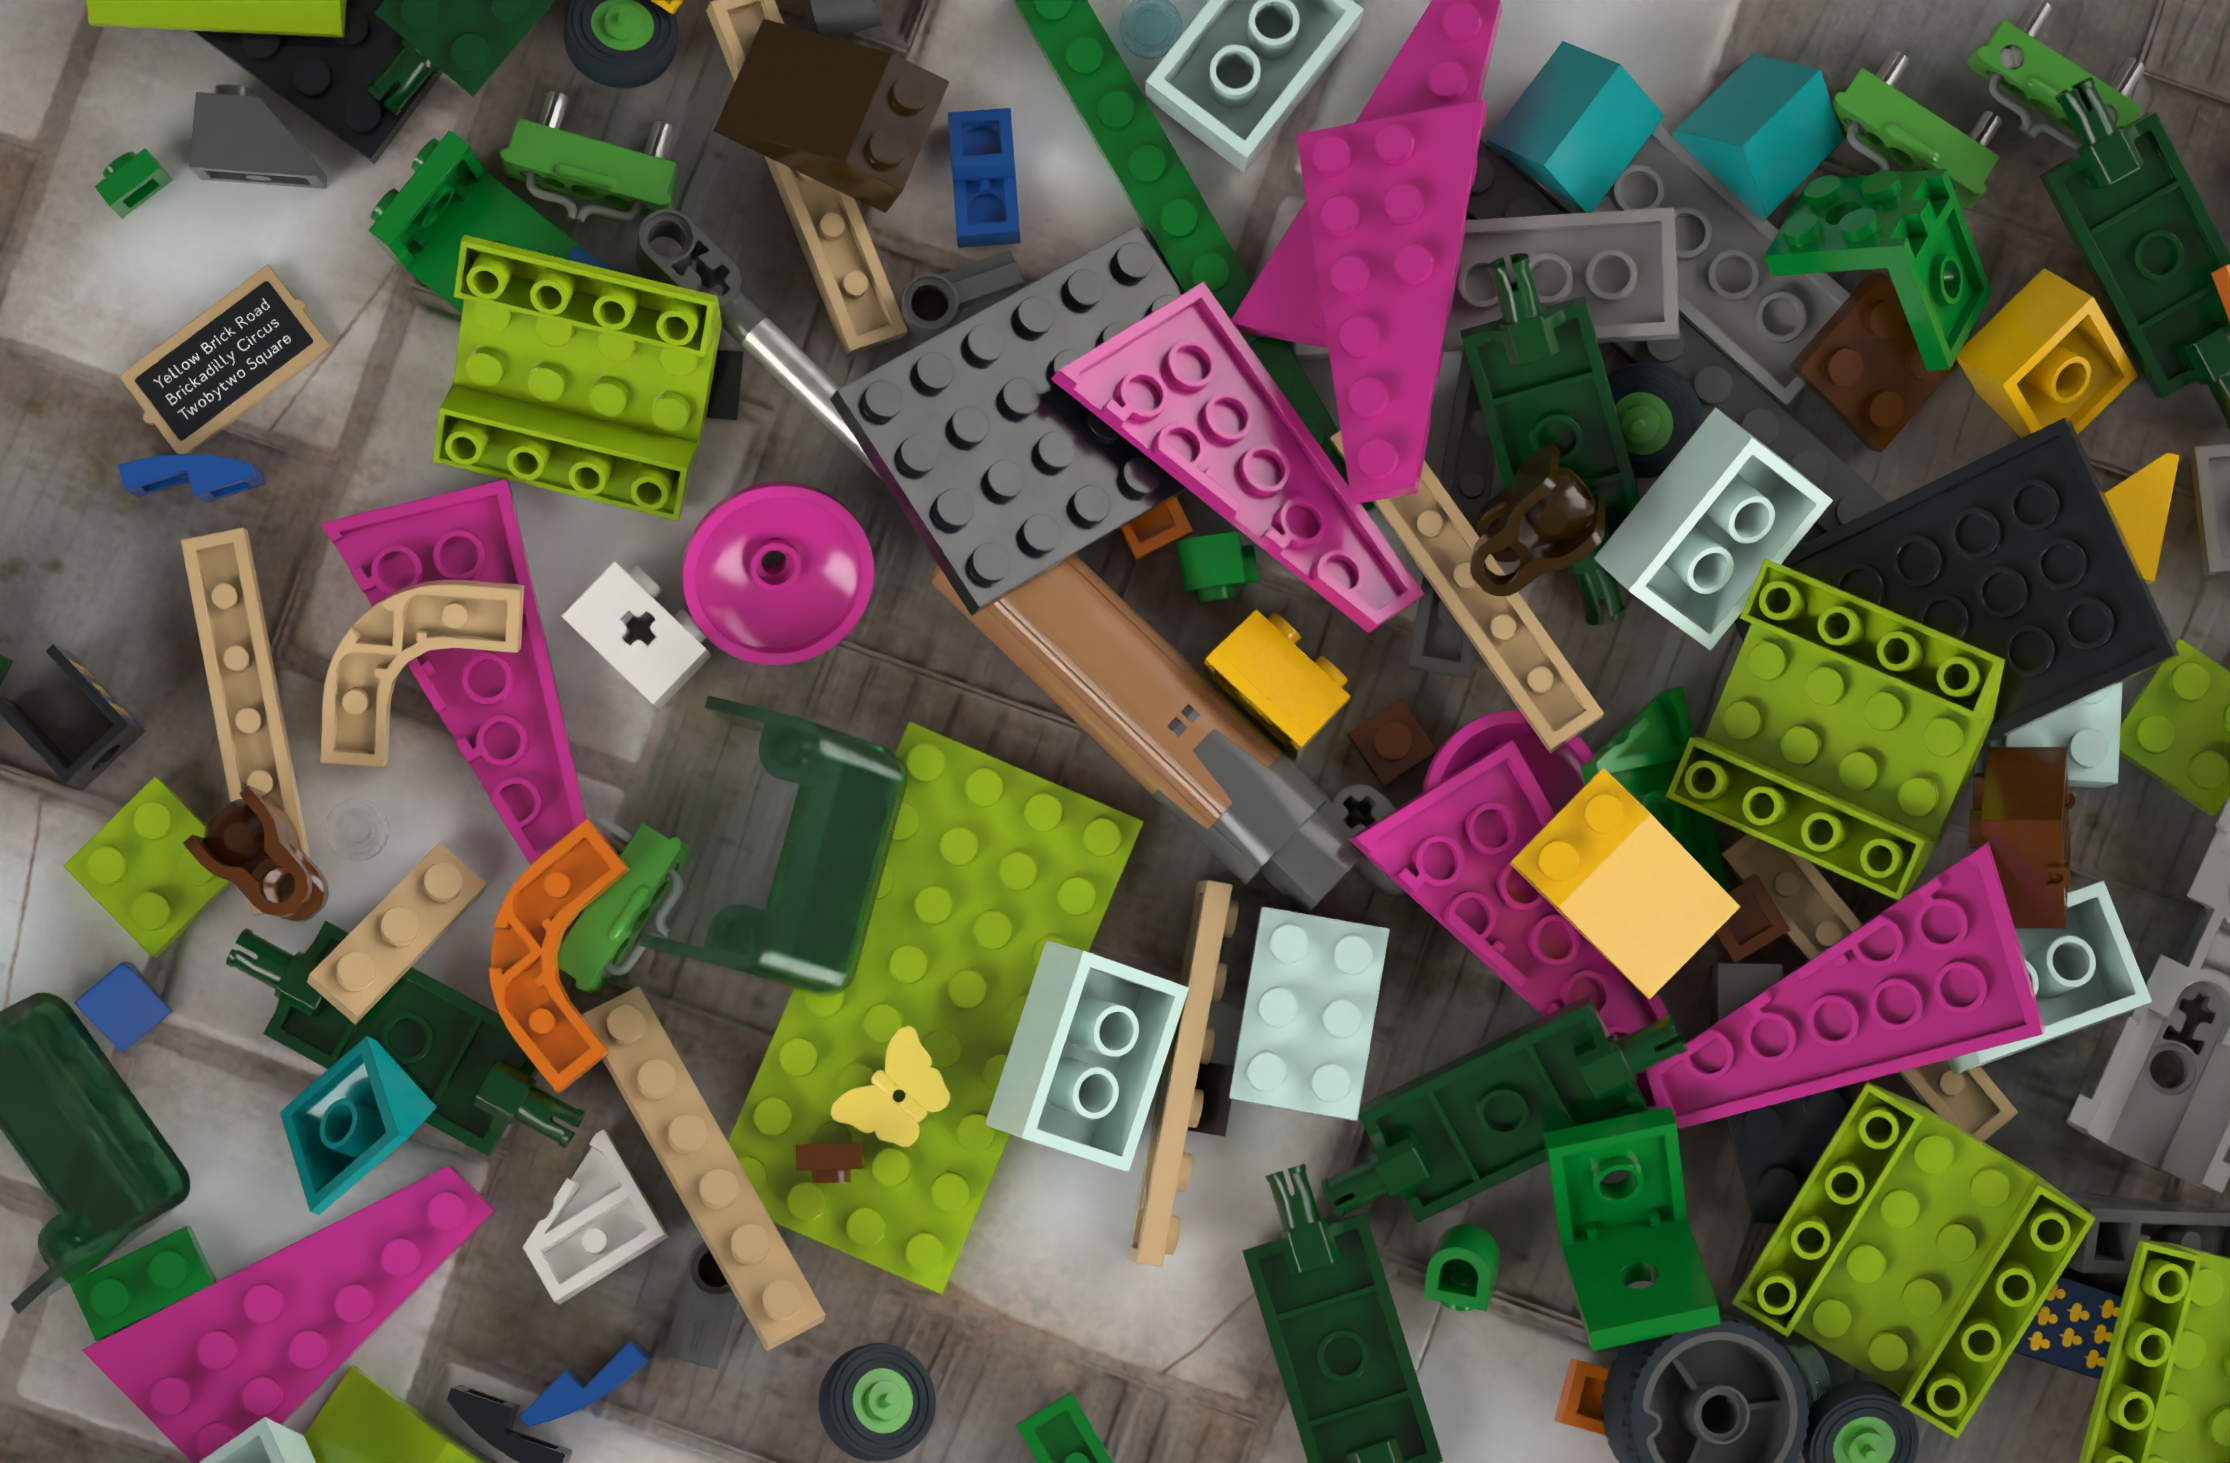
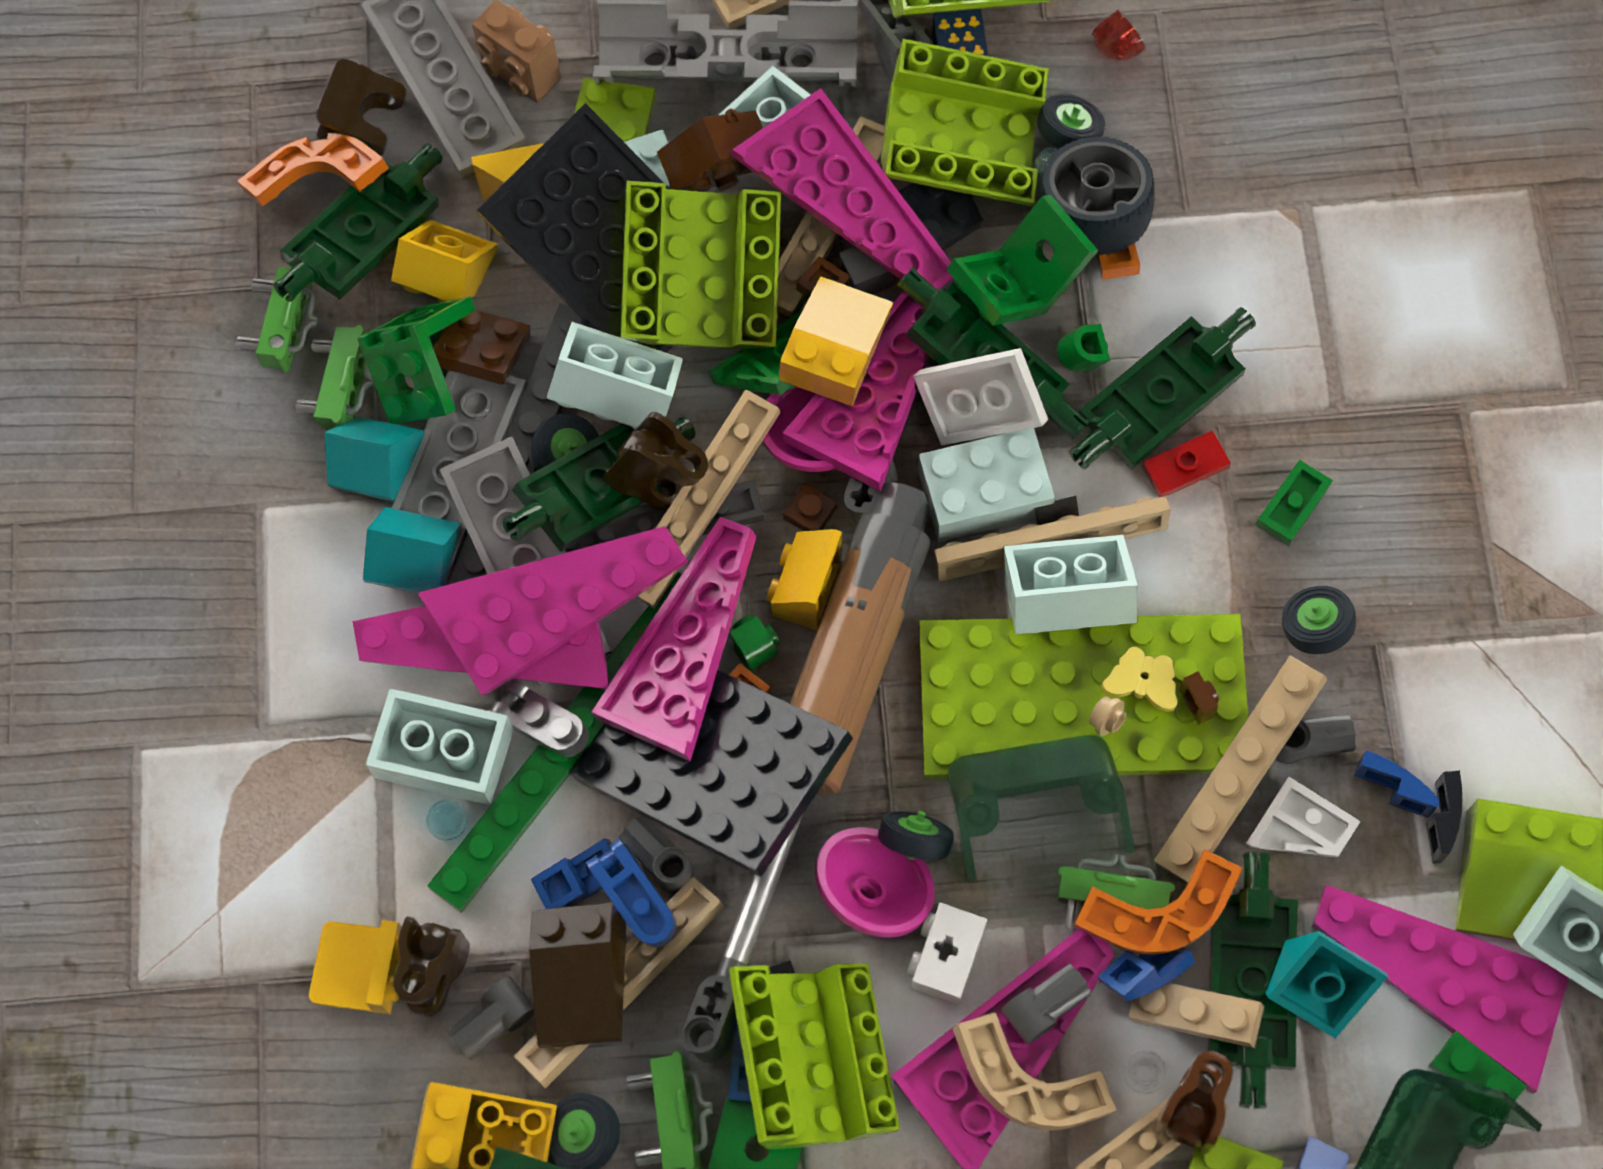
camera: 110 degrees left, 15 degrees down
(481, 875) = (1139, 975): none -> blue slope
(495, 711) = (1037, 1009): none -> dark grey piece
(819, 662) = (915, 835): none -> black wheel
(864, 1014) = (1108, 716): none -> tan plate
(911, 232) = (634, 896): none -> blue plate
(1212, 1336) = (1186, 464): none -> red plate
(1229, 213) = (543, 720): none -> flat silver plate
(1432, 1058) = (981, 397): none -> white plate

